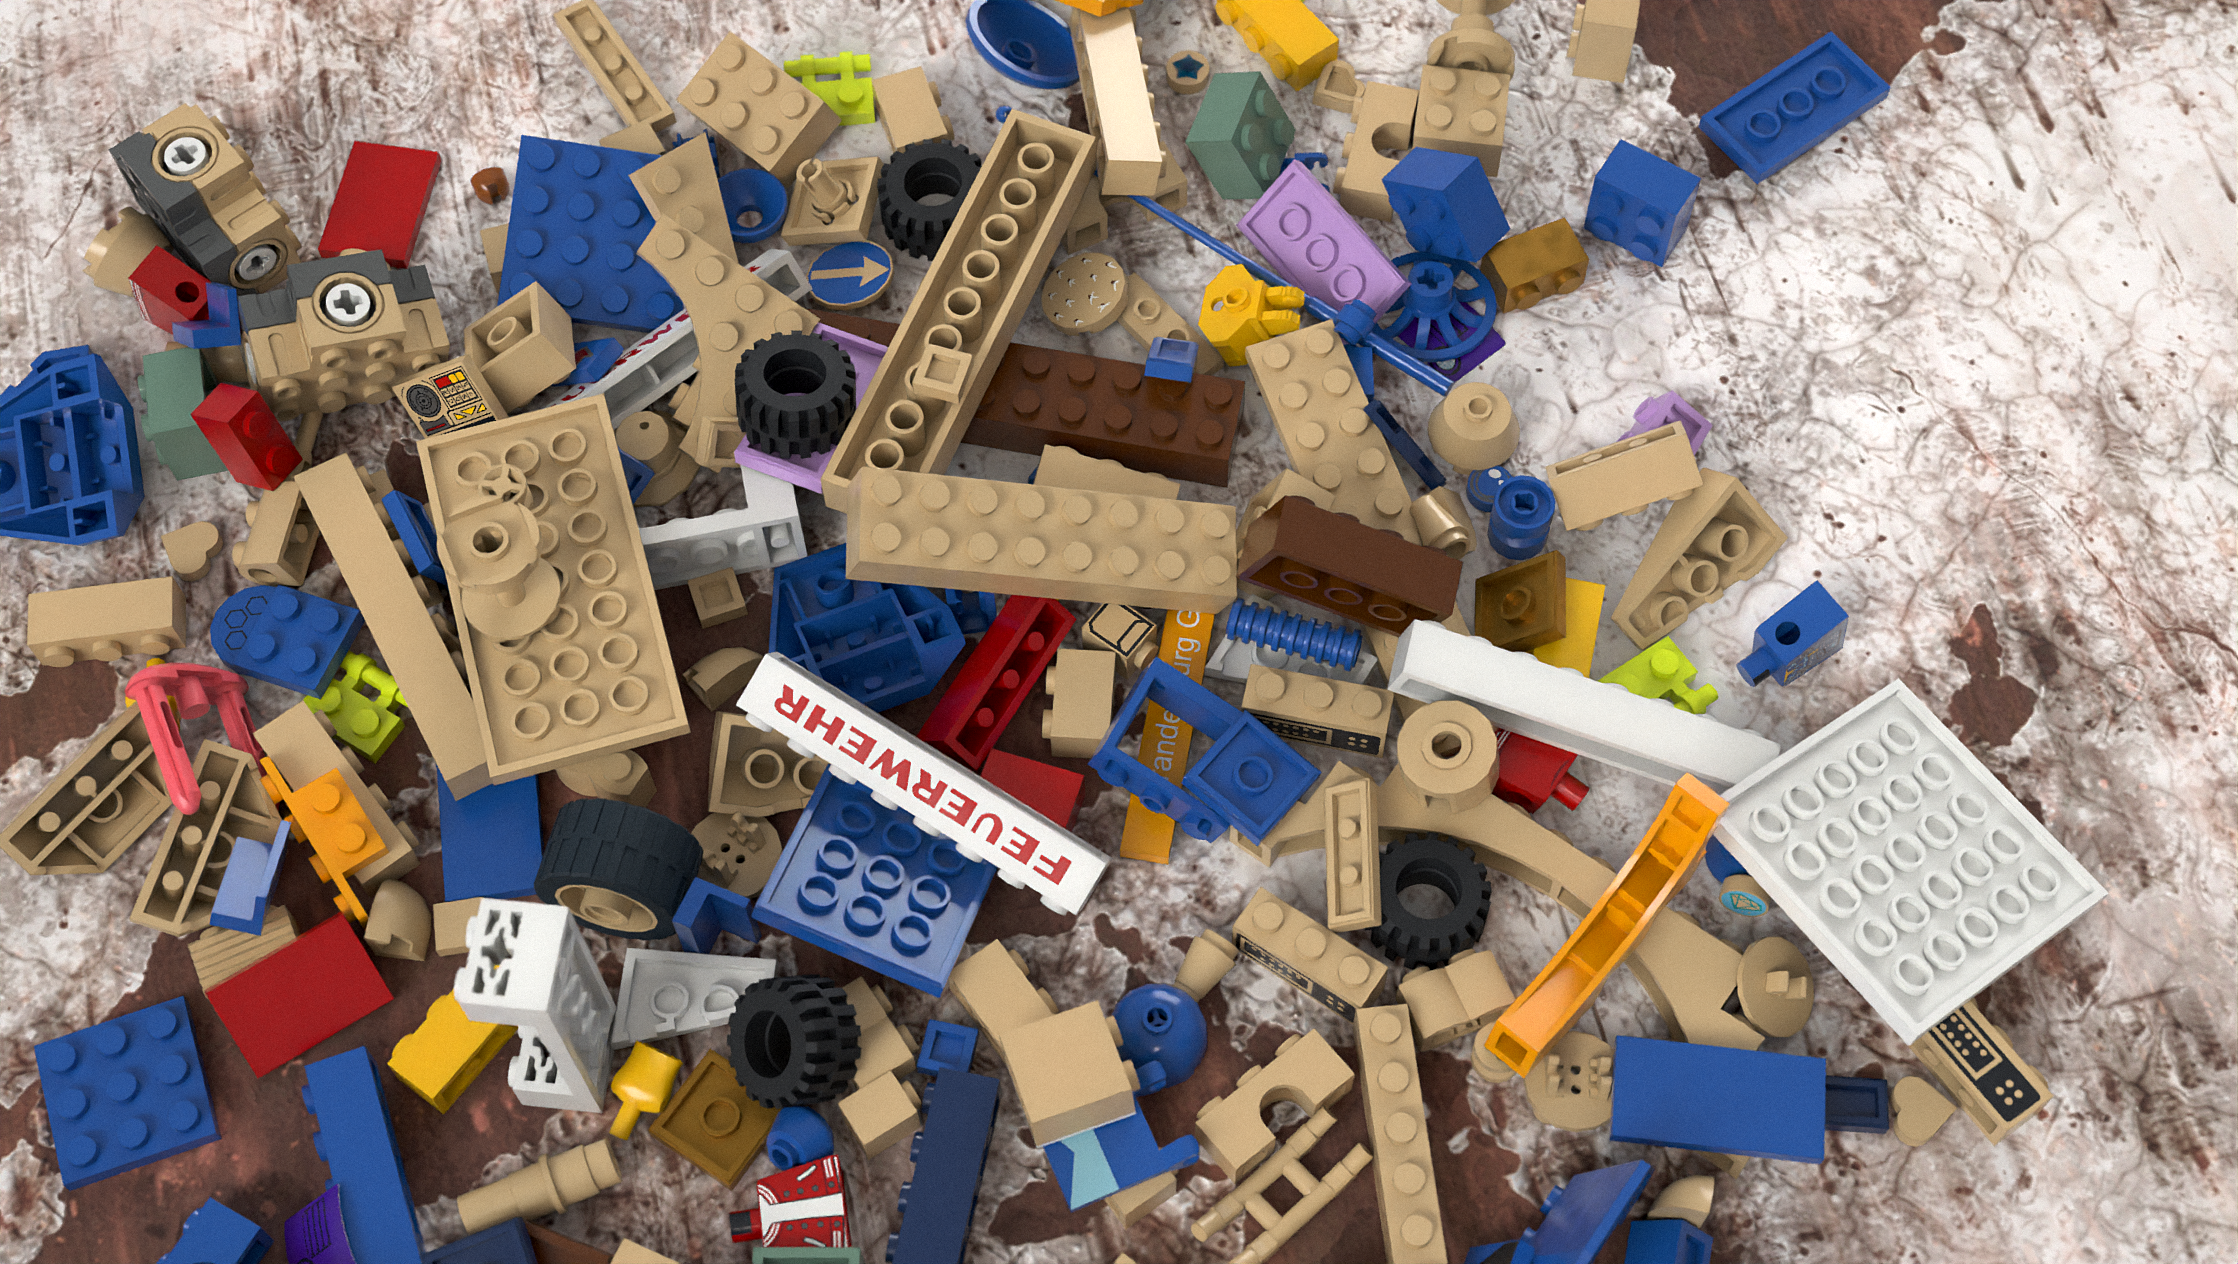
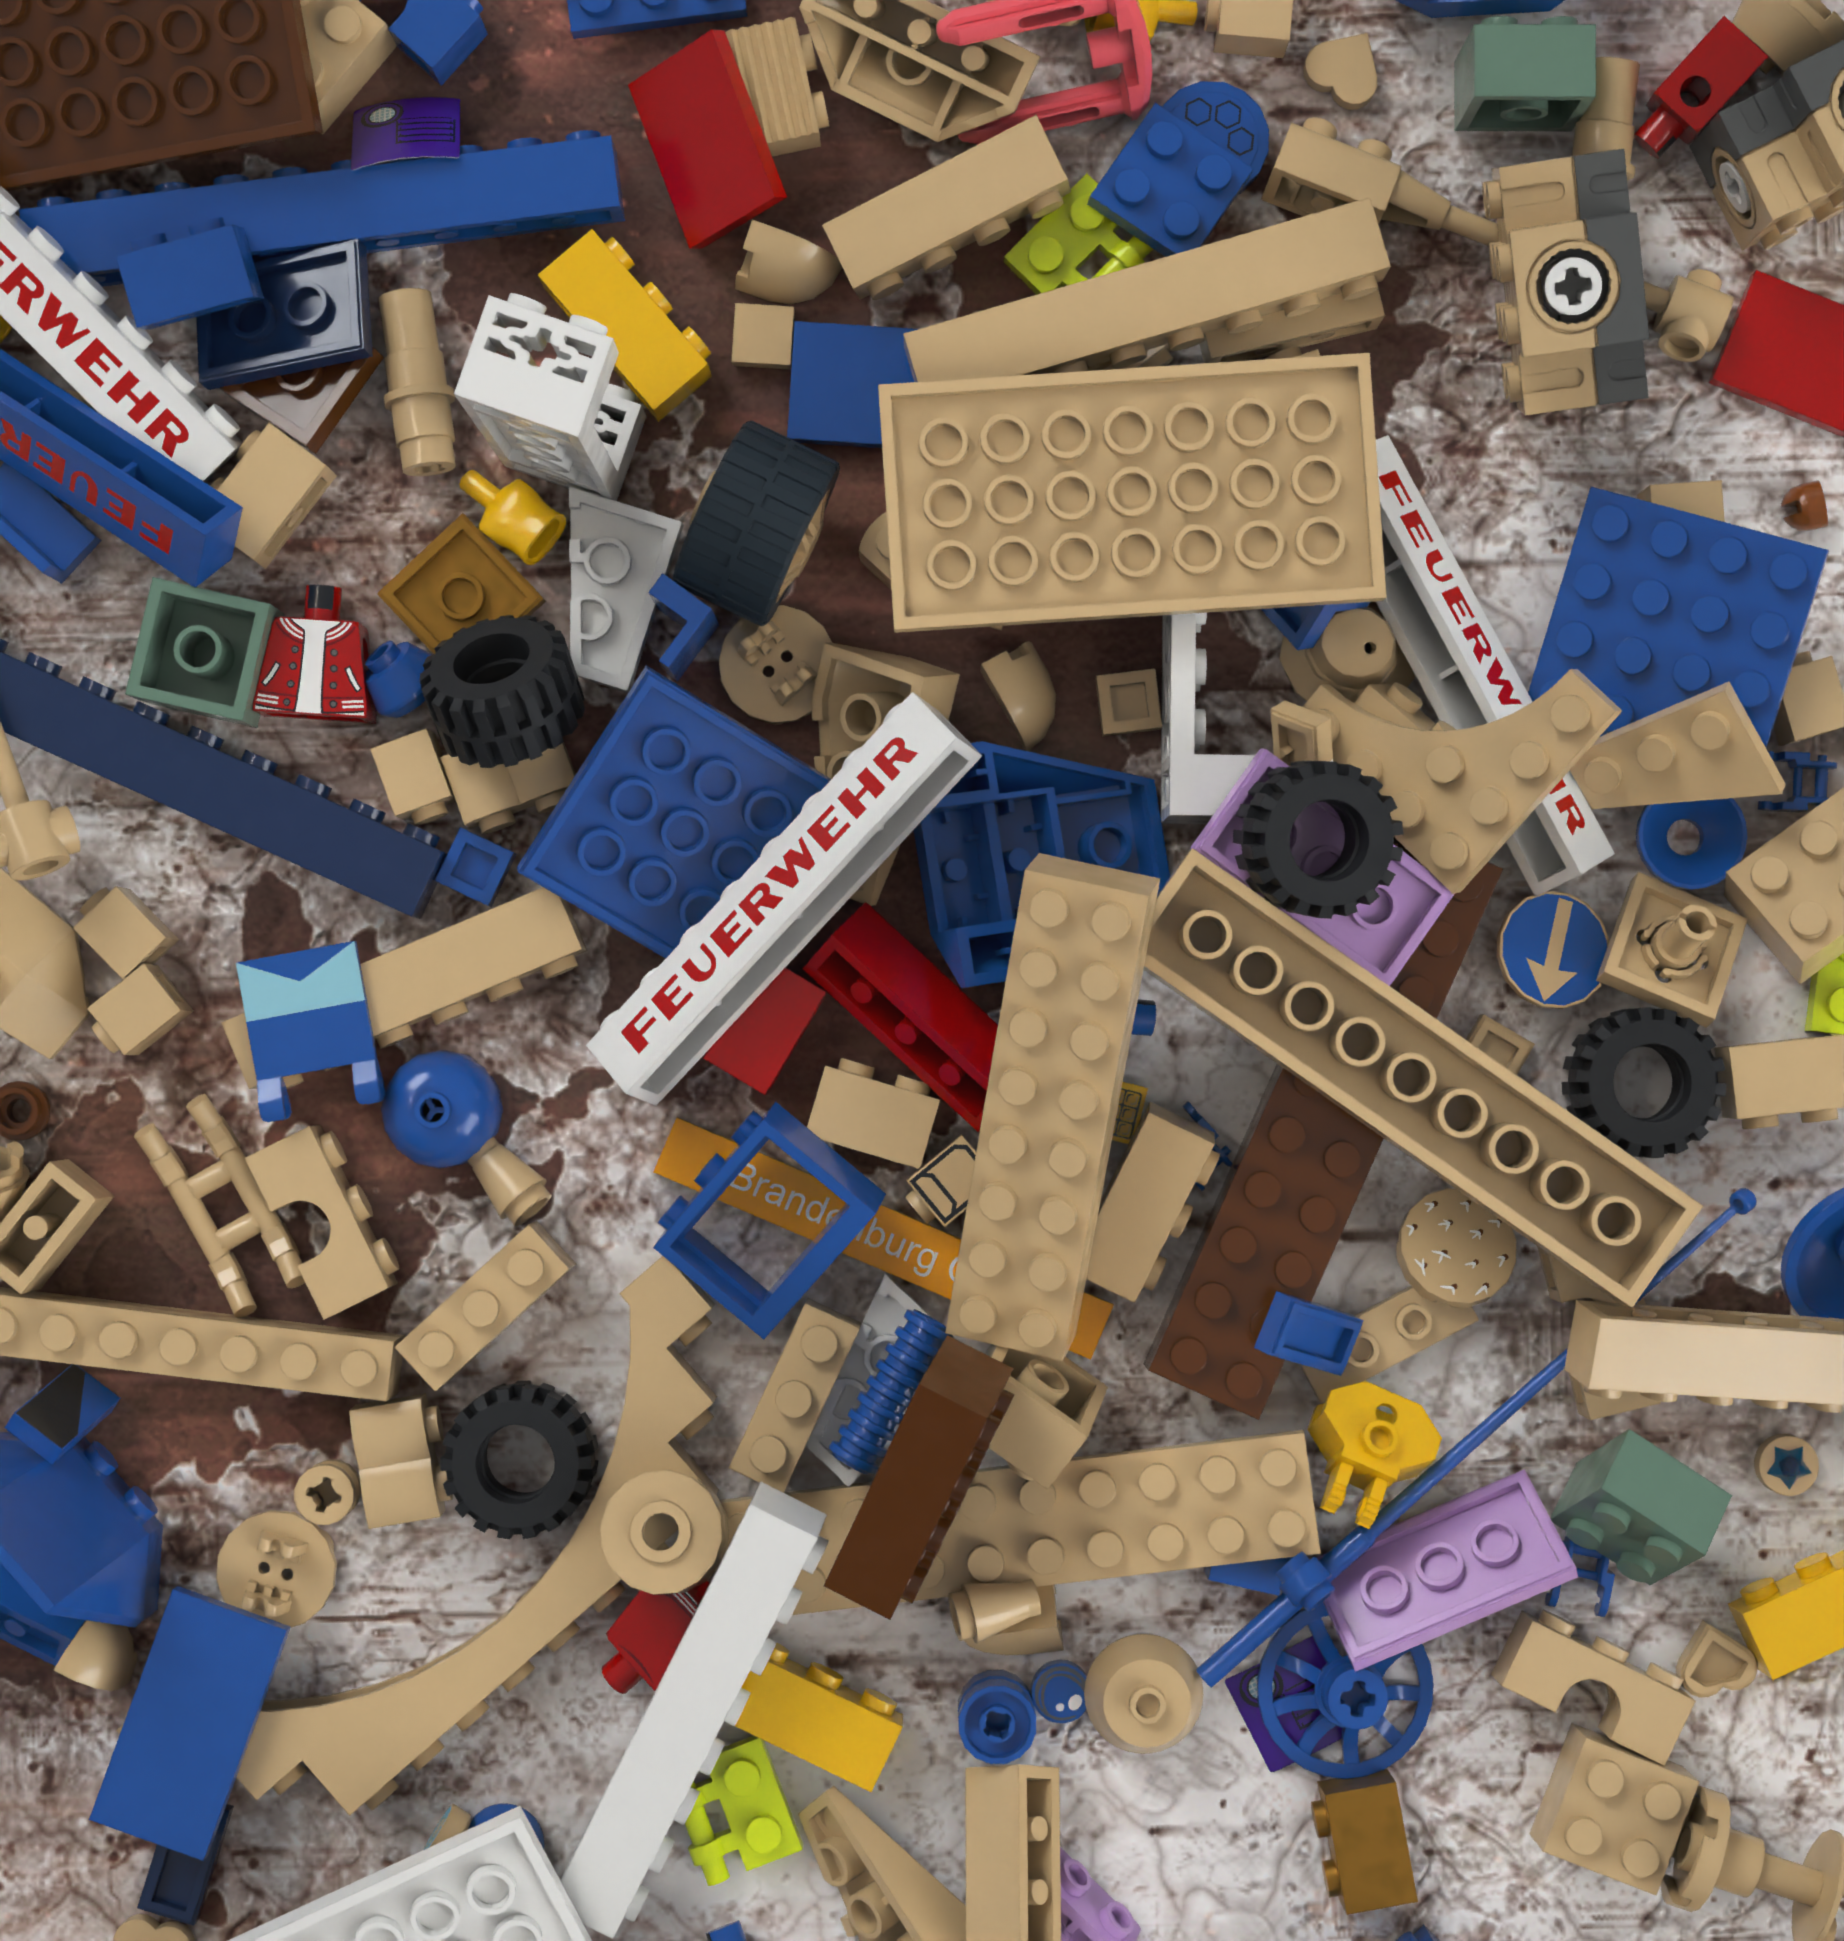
camera: 100 degrees right, 25 degrees up
(220, 328) = (1621, 113): blue panel -> none
(246, 436) = (1451, 146): red brick -> none
(250, 883) = (846, 94): panel -> none
(336, 828) = (892, 199): light orange bracket -> none
(416, 533) = (1274, 337): blue tile -> none
(449, 397) = (1444, 412): tile -> none
(496, 559) = (1117, 425): tan piece -> none
(504, 480) = (1258, 440): tan wheel -> none
(522, 346) = (1517, 505): tan brick -> none
(592, 360) = (1490, 585): blue tile -> none
(943, 373) = (1298, 1030): tan plate -> none
(1070, 1073) = (378, 994): tan piece -> none
(1251, 777) = (705, 1291): blue tile -> none
(1352, 856) = (577, 1385): tan tile -> none
(1404, 444) = (1137, 1598): dark blue tile -> none
(1446, 204) = (1461, 1749): blue brick -> none
(1523, 604) = (868, 1679): pearl gold tile -> none
(1611, 929) = (411, 1672): light orange arch -> none
(1775, 987) = (323, 1833): tan piece -> none

